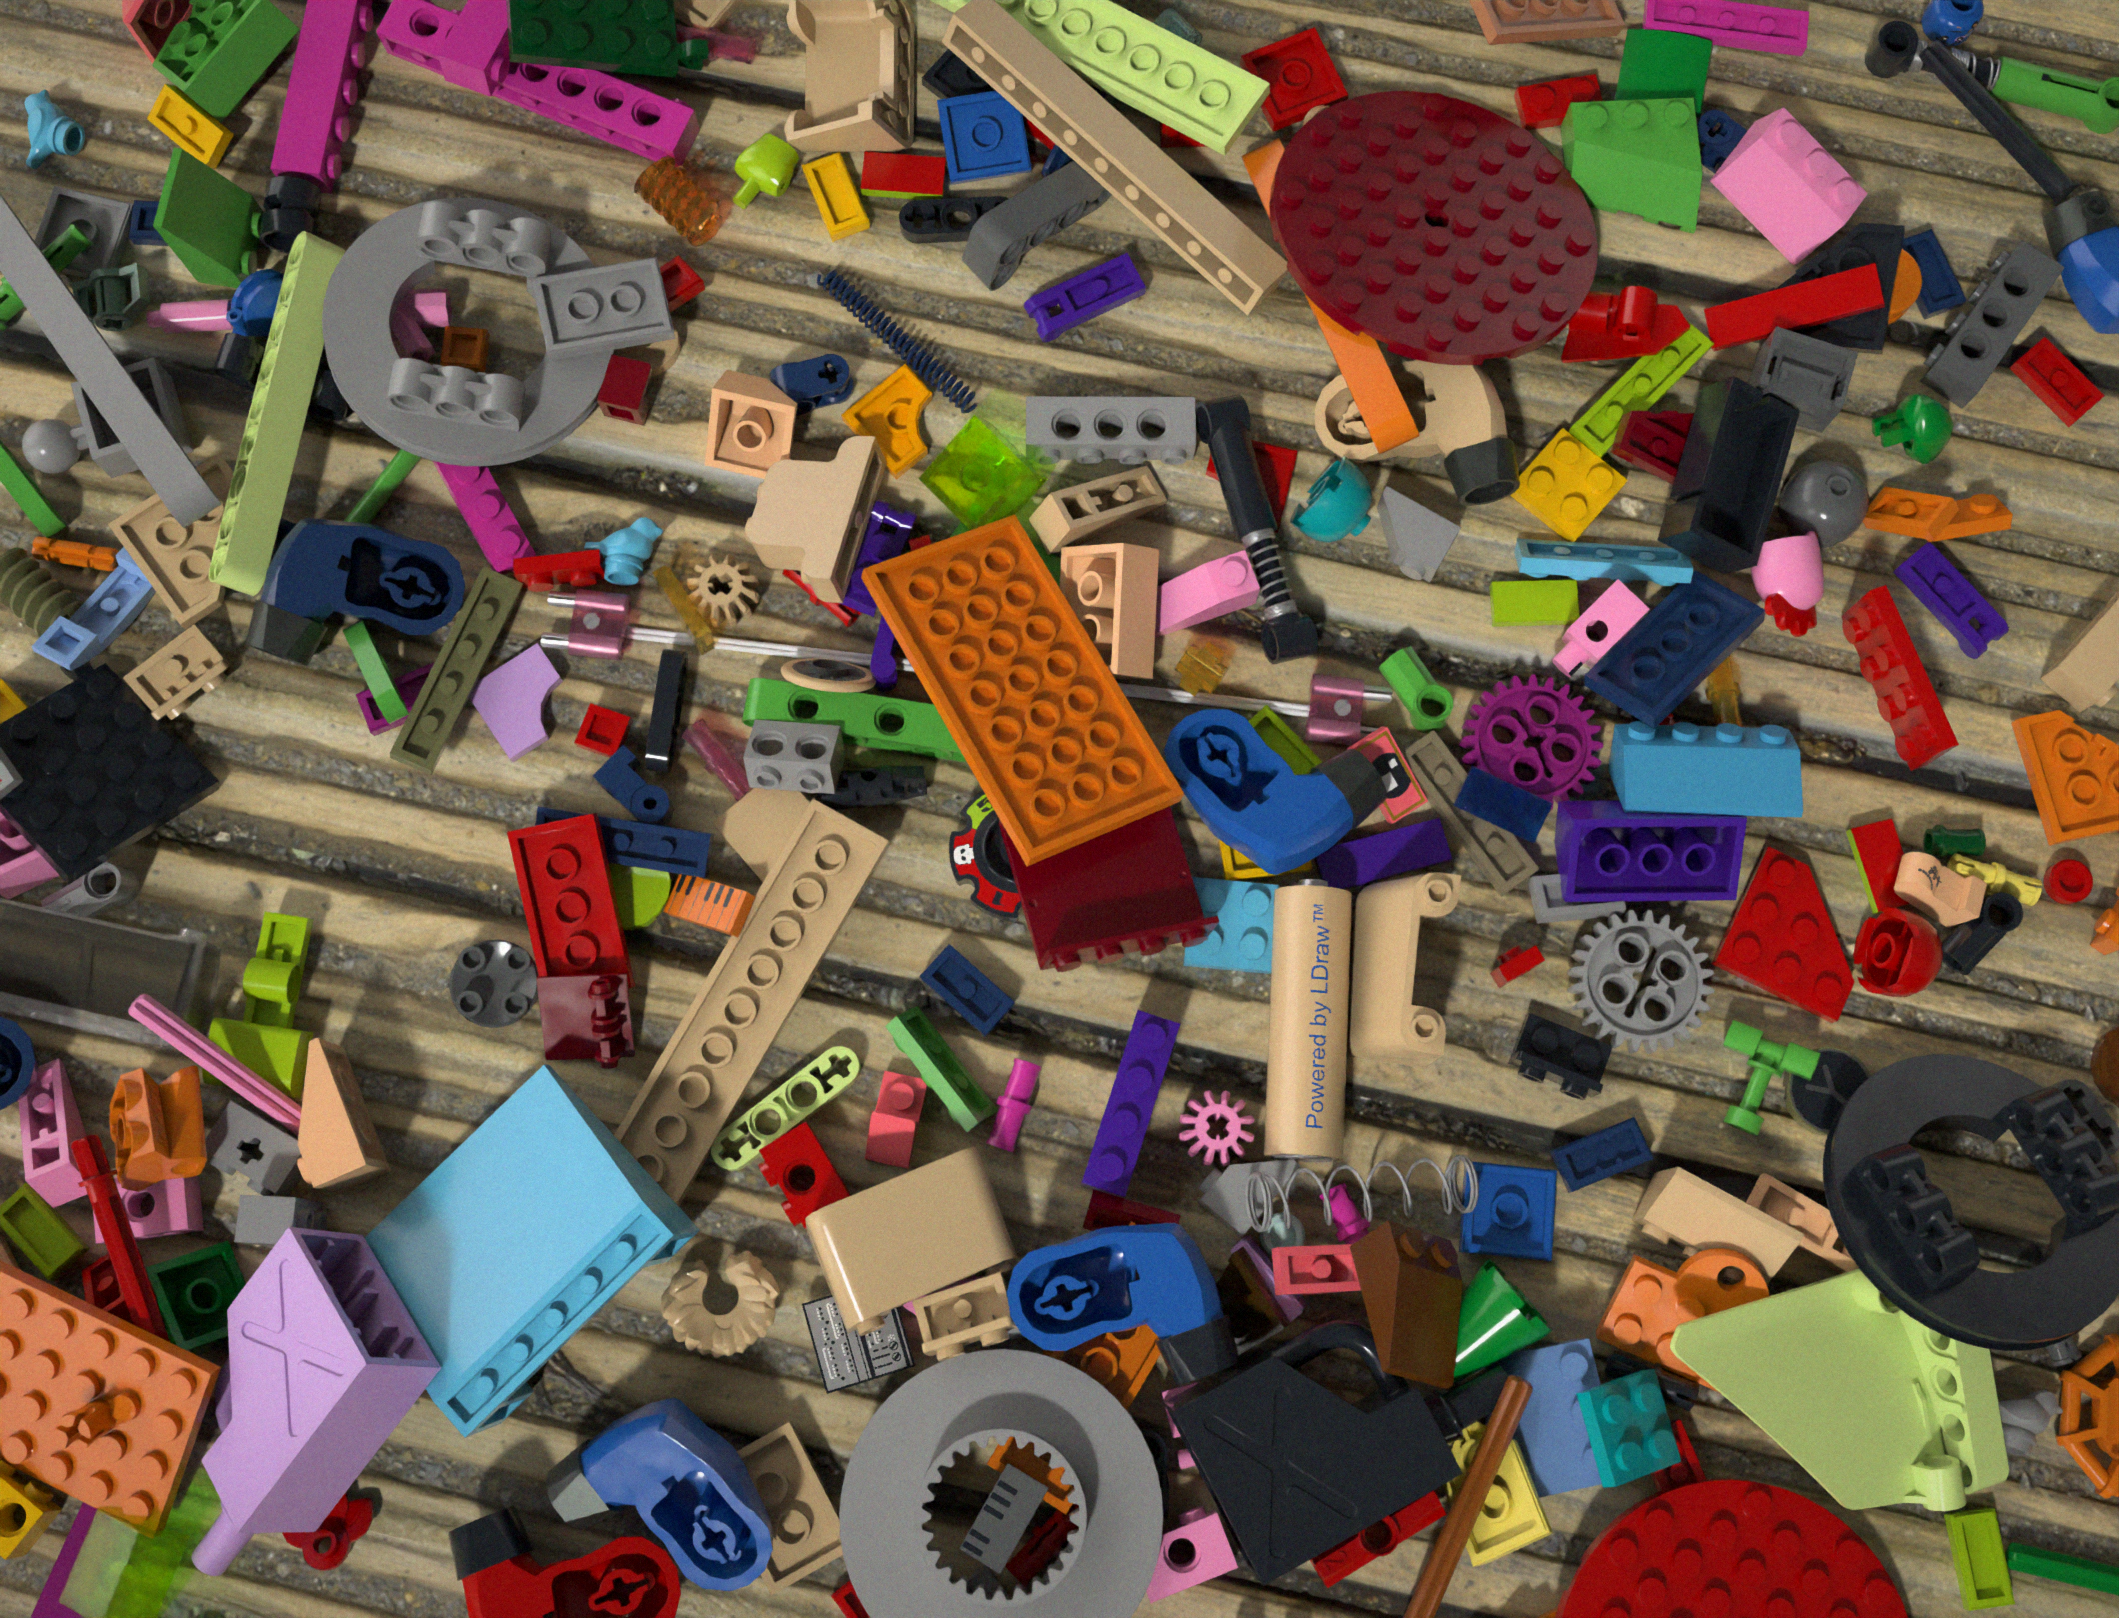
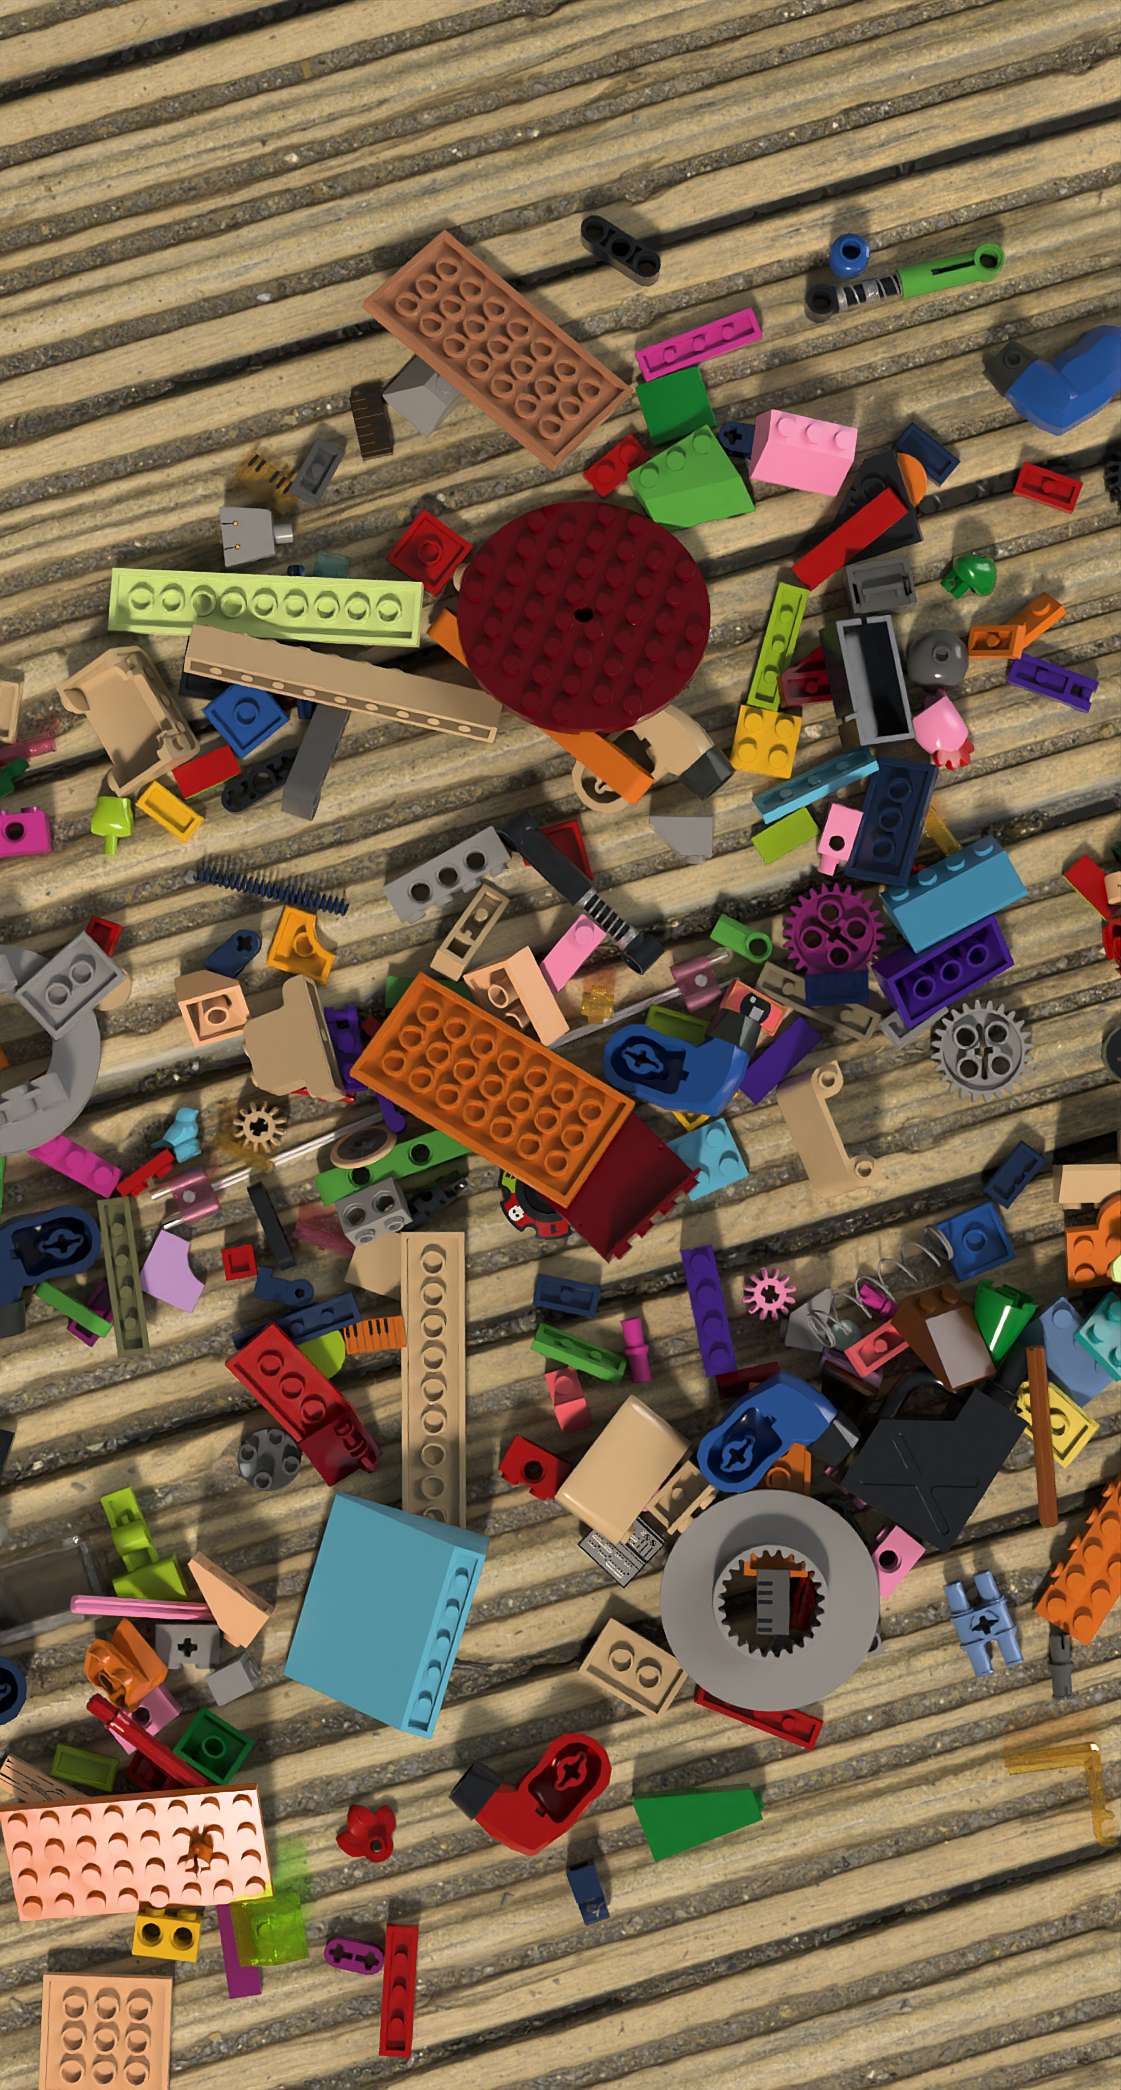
camera: 30 degrees left, 10 degrees up
(48, 1128) = (59, 1707): bright pink slope -> none
(309, 1387) = (315, 1763): lavender piece -> none
(624, 390) = (115, 1028): dark red panel -> none
(680, 200) = (69, 876): clear orange piece -> none
(683, 1485) = (570, 1690): blue piece -> none
(727, 1333) = (543, 1587): tan piece -> none
(782, 1102) = (493, 1430): yellowish green beam -> none
(982, 475) = (384, 956): clear neon green slope -> none
(1085, 297) = (378, 790): dark purple plate -> none
(1308, 1023) = (790, 1197): tan piece -> none
(1335, 504) = (622, 846): teal cylinder -> none
(1356, 1552) = (992, 1498): red piece -> none
(1515, 964) = (898, 1084): red plate -> none
(1560, 1056) = (956, 1126): black bracket -> none
(1622, 326) = (744, 613): red panel -> none
(1767, 1060) = (1086, 1057): bright green bar -> none
(1787, 939) = (1058, 970): red plate -> none
(1898, 679) = (1052, 770): red plate -> none
(1998, 122) = (918, 321): black axle -> none
(2030, 278) = (996, 423): dark grey brick -> none

